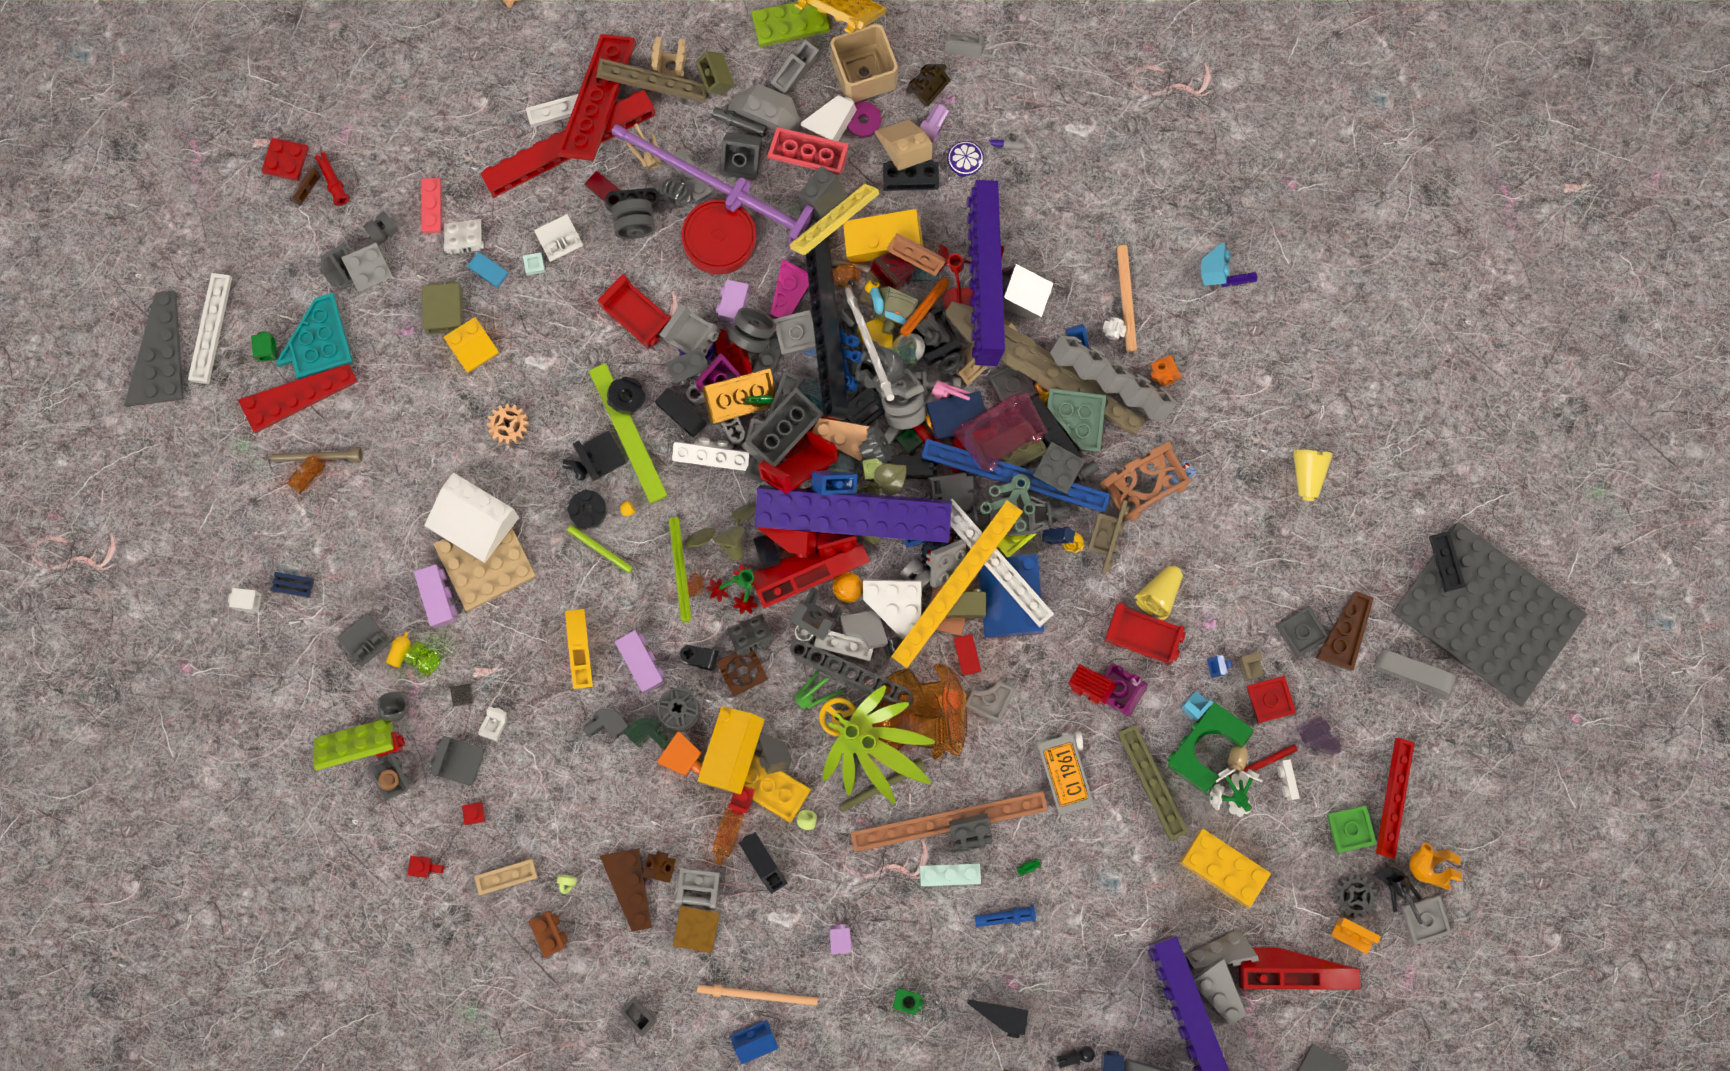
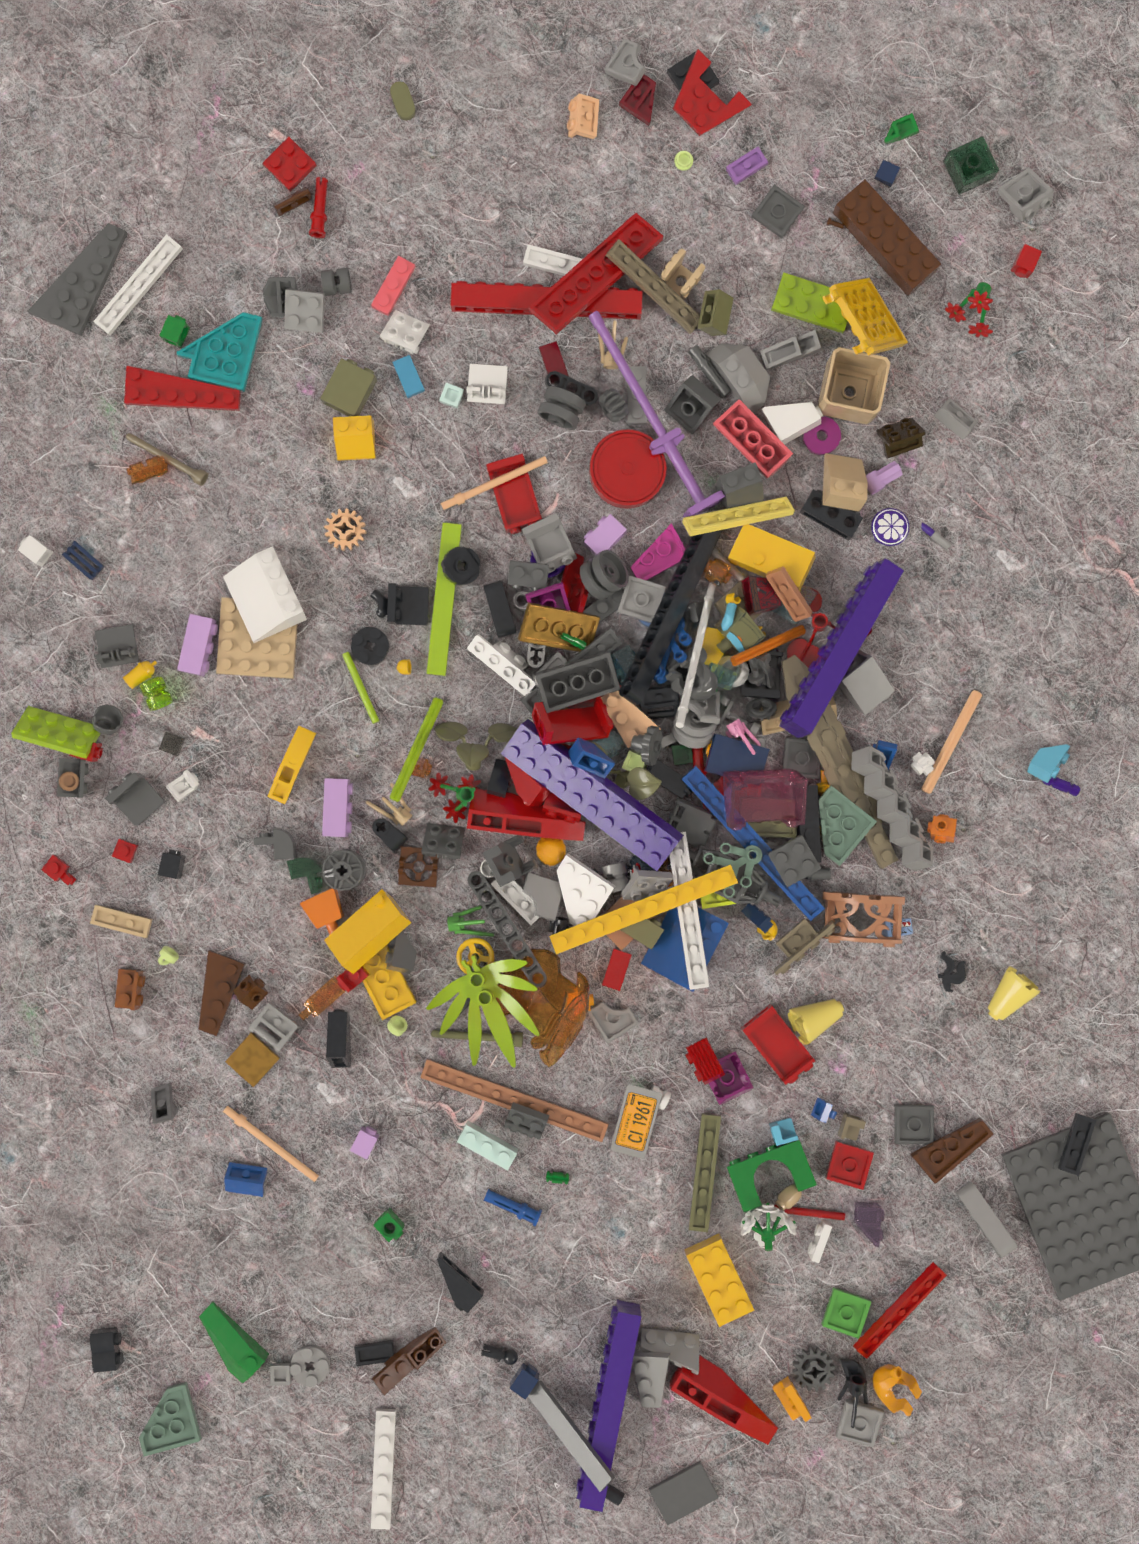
camera: 30 degrees right, 10 degrees up
(352, 56) = (402, 101): none -> olive tile
(522, 799) = (171, 864): none -> black brick
(591, 342) = (460, 498): none -> light nougat bar
(700, 634) = (401, 815): none -> tan plant
(1250, 493) = (948, 978): none -> black piece

